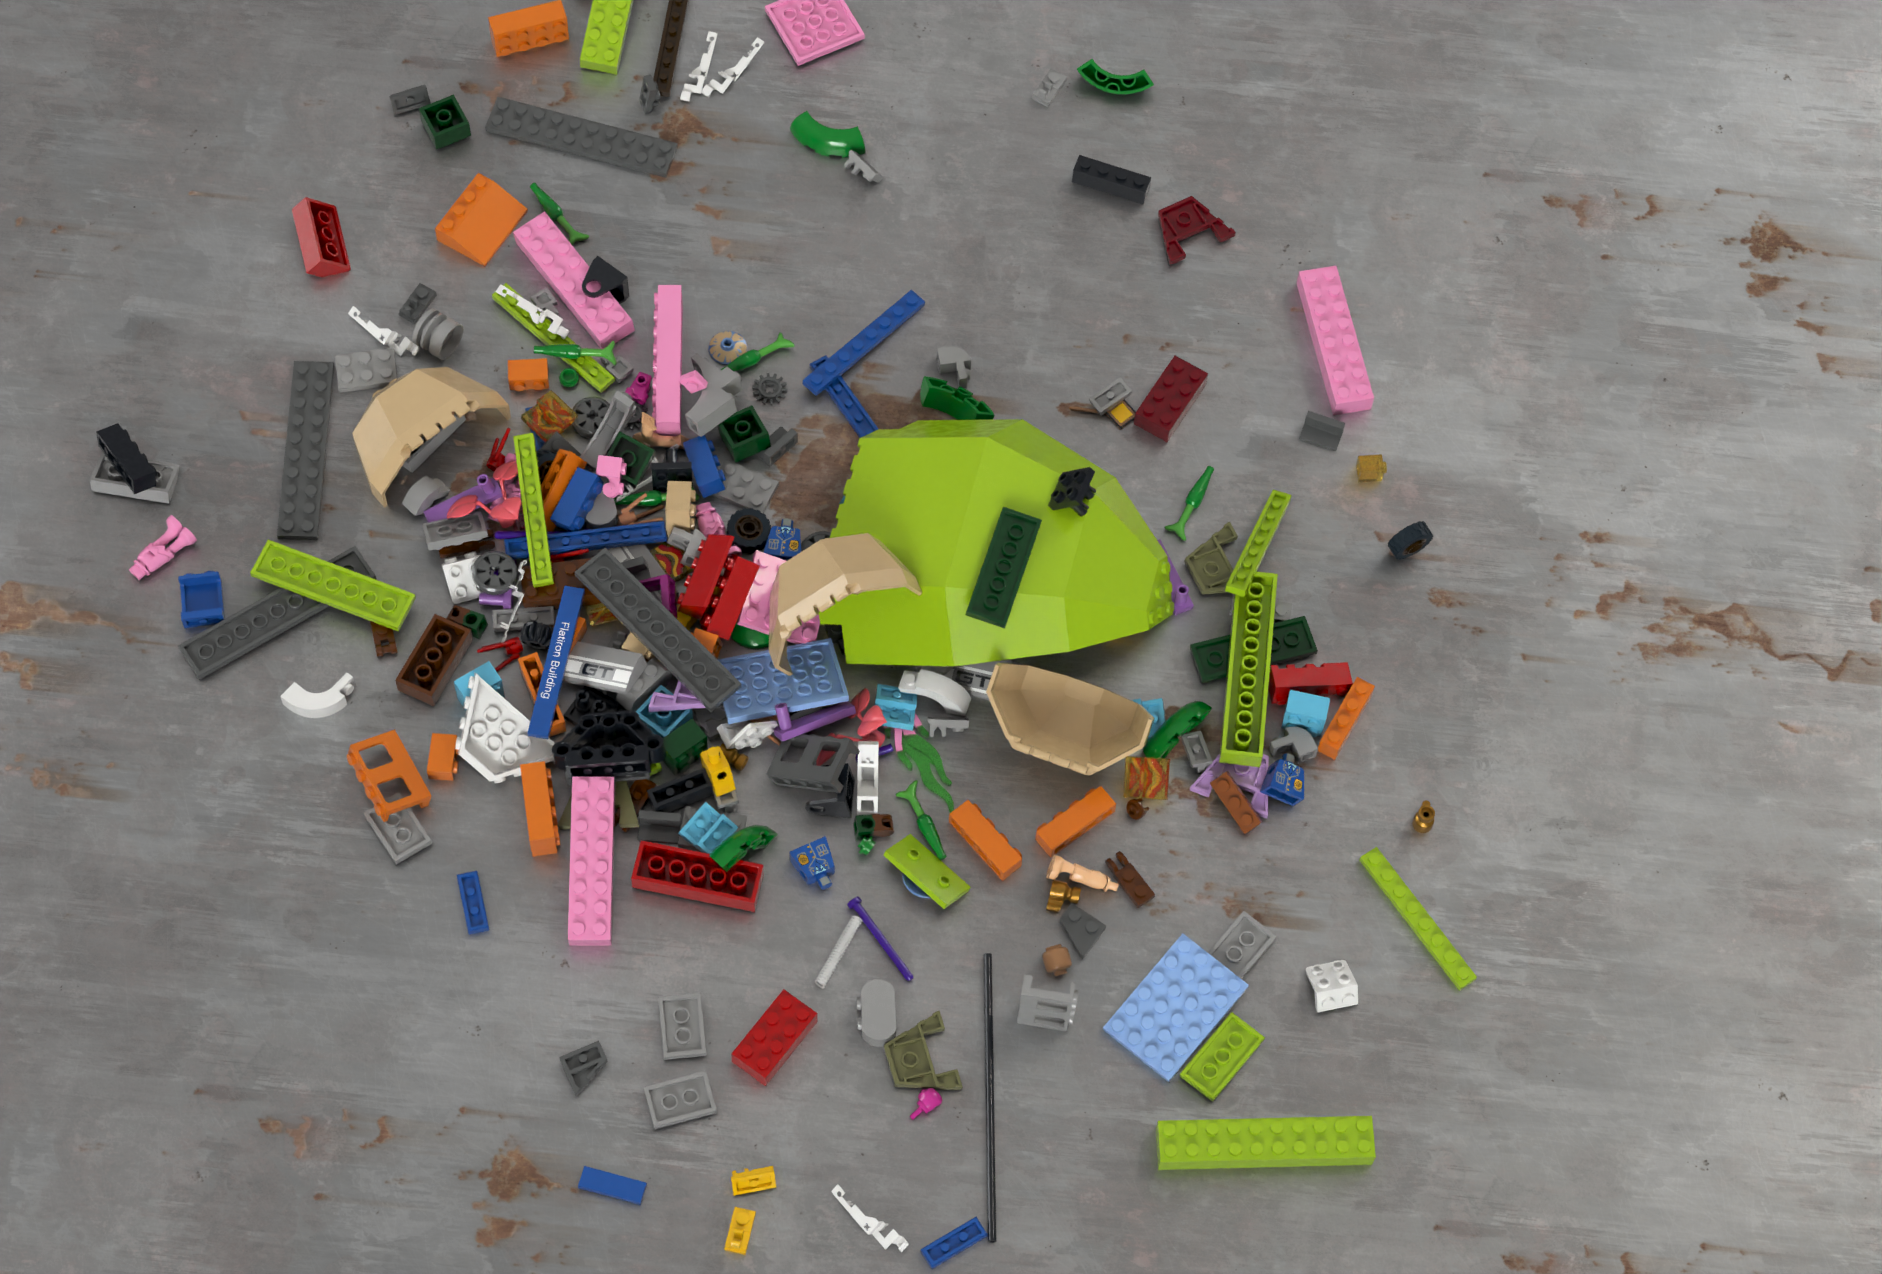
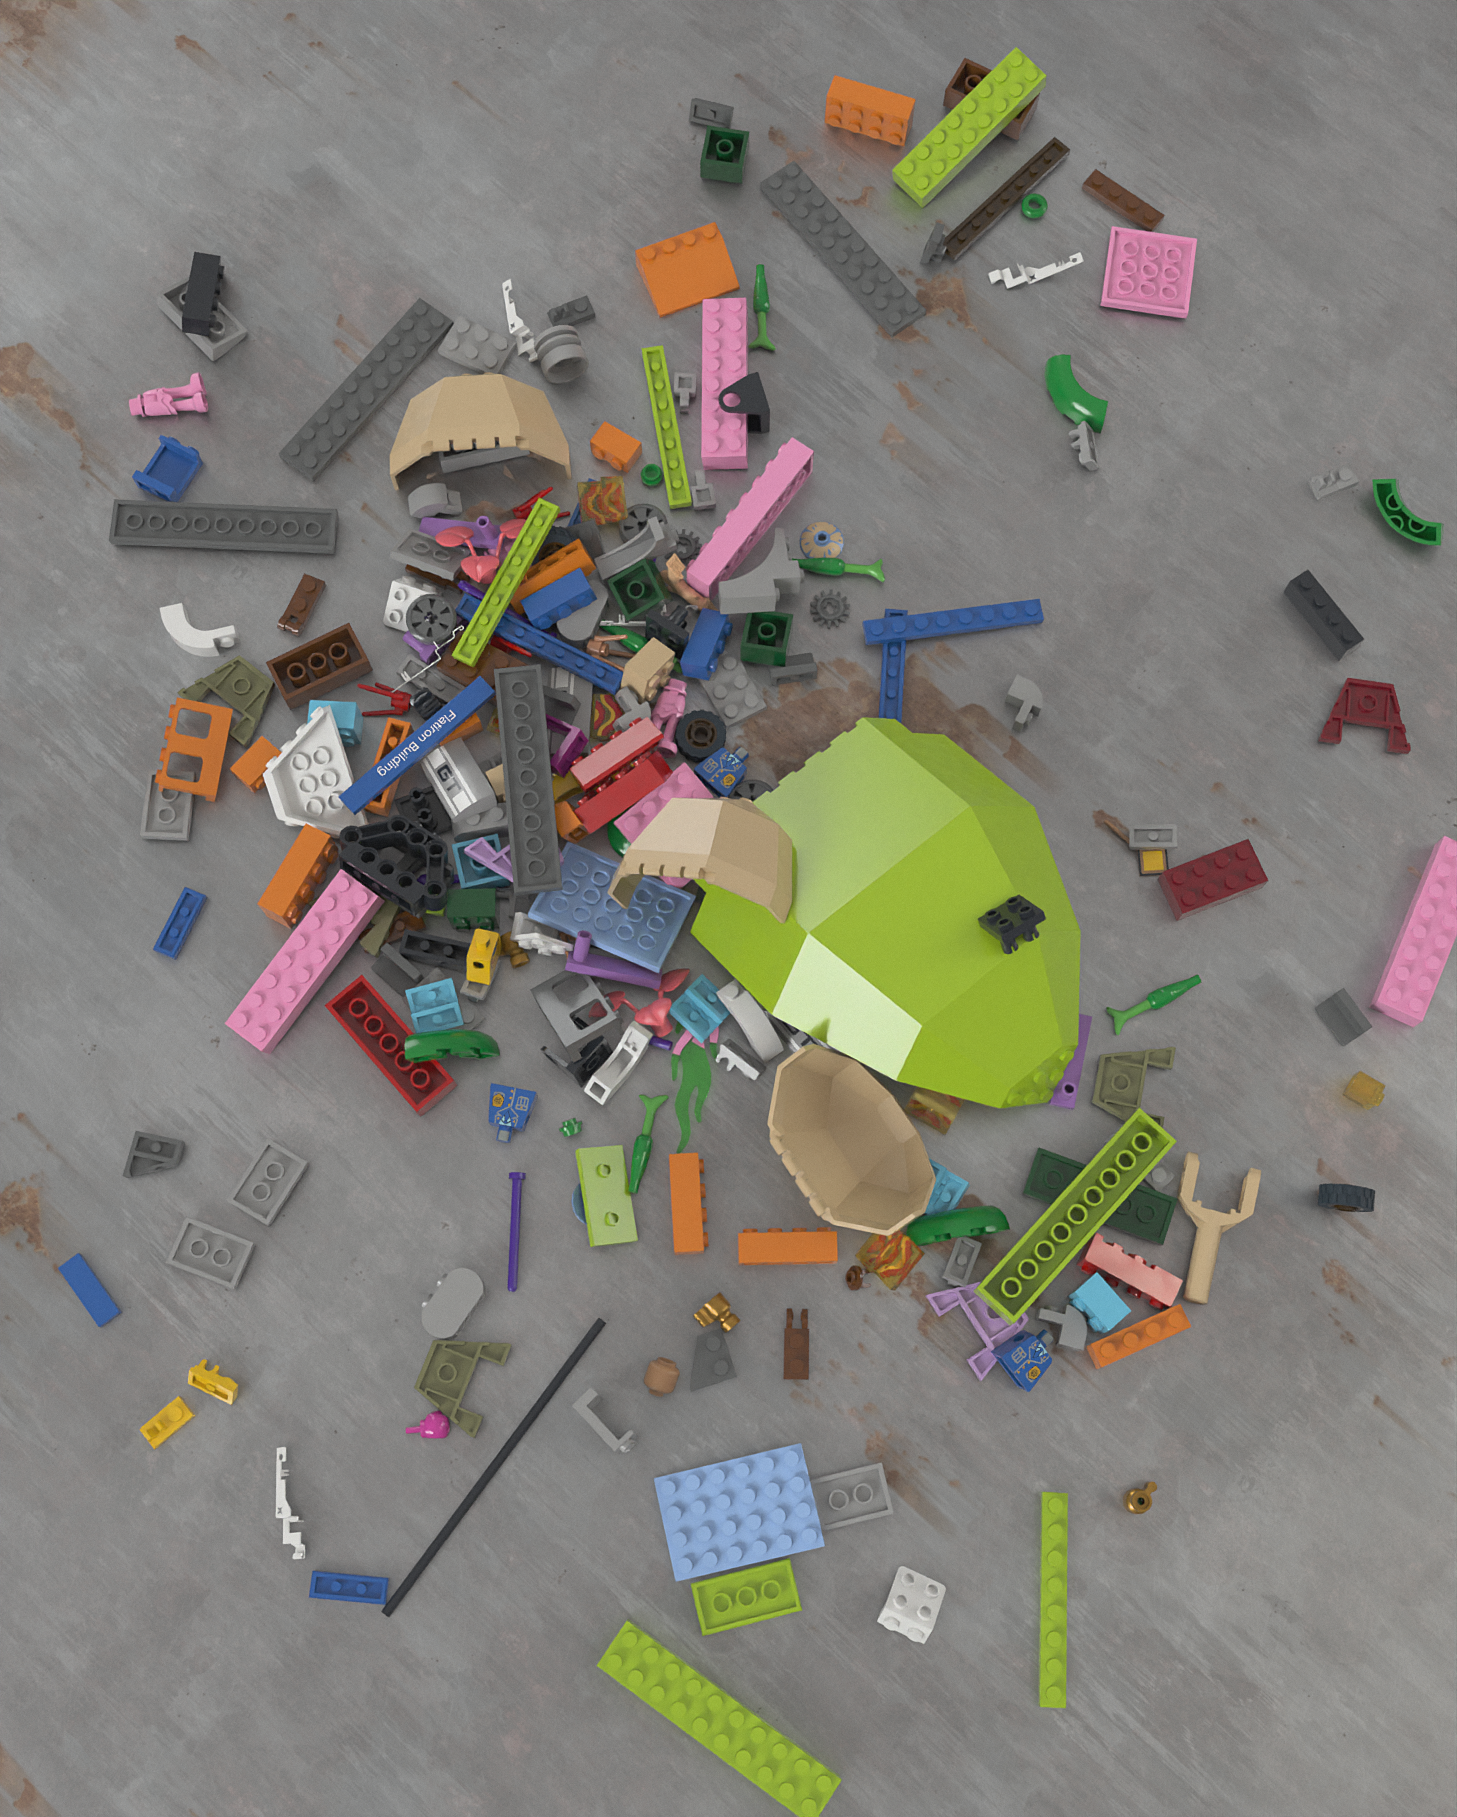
camera: 40 degrees right, 10 degrees up
(320, 238) = (531, 196): red slope -> none
(333, 585) = (285, 534): lime plate -> none
(382, 714) = (240, 687): none -> olive wing
(469, 619) = (380, 649): dark green leg -> none
(554, 328) = (665, 385): white piece -> none
(574, 351) = (671, 452): green piece -> none
(613, 469) = (612, 593): bright pink brick -> none
(640, 388) = (704, 528): dark pink plate -> none
(693, 381) = (752, 554): bright pink plate -> none
(697, 30) = (1034, 213): none -> green piece
(704, 67) = (1009, 251): white piece -> none
(774, 1037) = (339, 1256): red brick -> none
(839, 951) = (469, 1213): white piece -> none
(873, 825) = (592, 1113): leg -> none
(953, 401) = (995, 739): green brick -> none
(1003, 567) = (881, 954): dark green plate -> none
(1080, 874) = (749, 1307): light nougat piece -> none
(1100, 663) = (933, 1108): none -> clear yellow slope
(1236, 802) = (959, 1345): dark orange plate -> none
(1258, 543) = (1181, 1094): lime plate -> none
(1338, 618) = (1210, 1227): none -> tan piece

